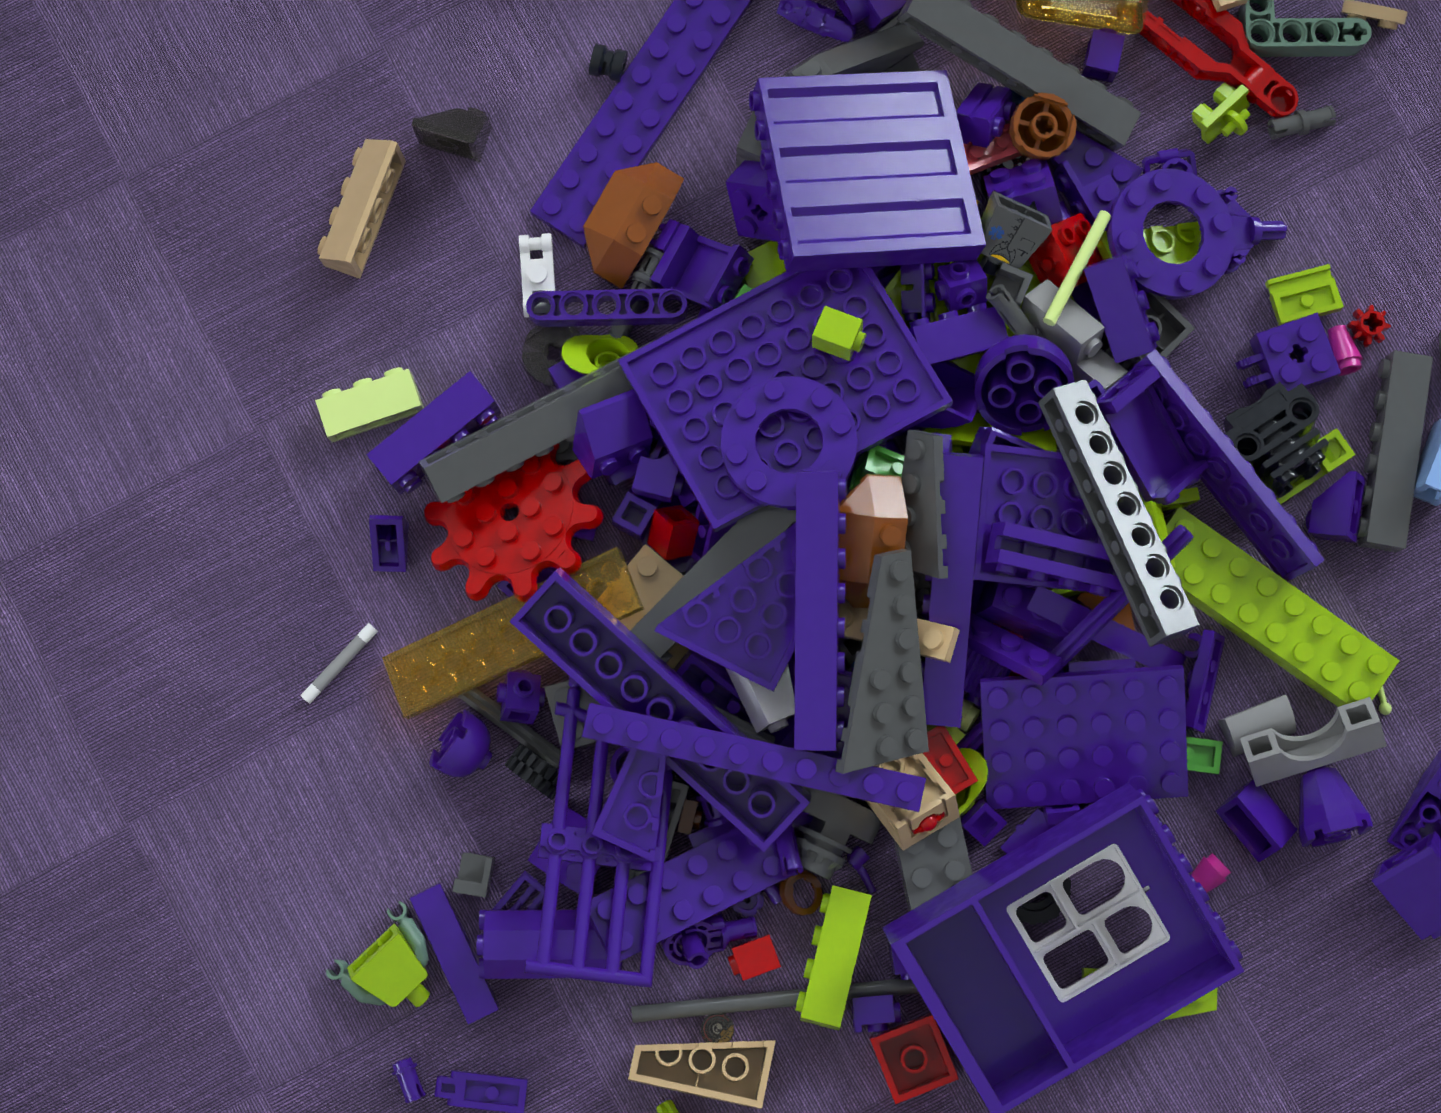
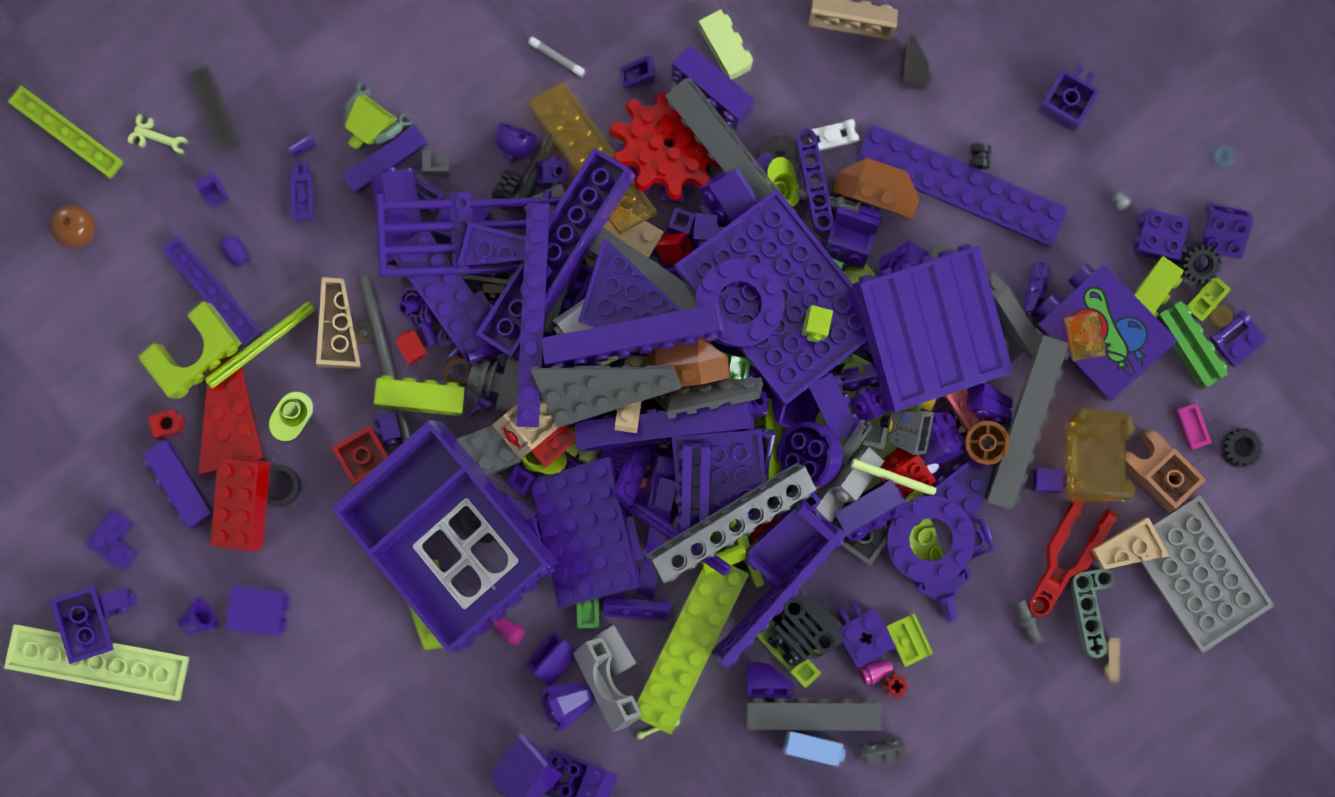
camera: 75 degrees right, 0 degrees up
(1227, 116) = (1022, 569): lime hips -> none

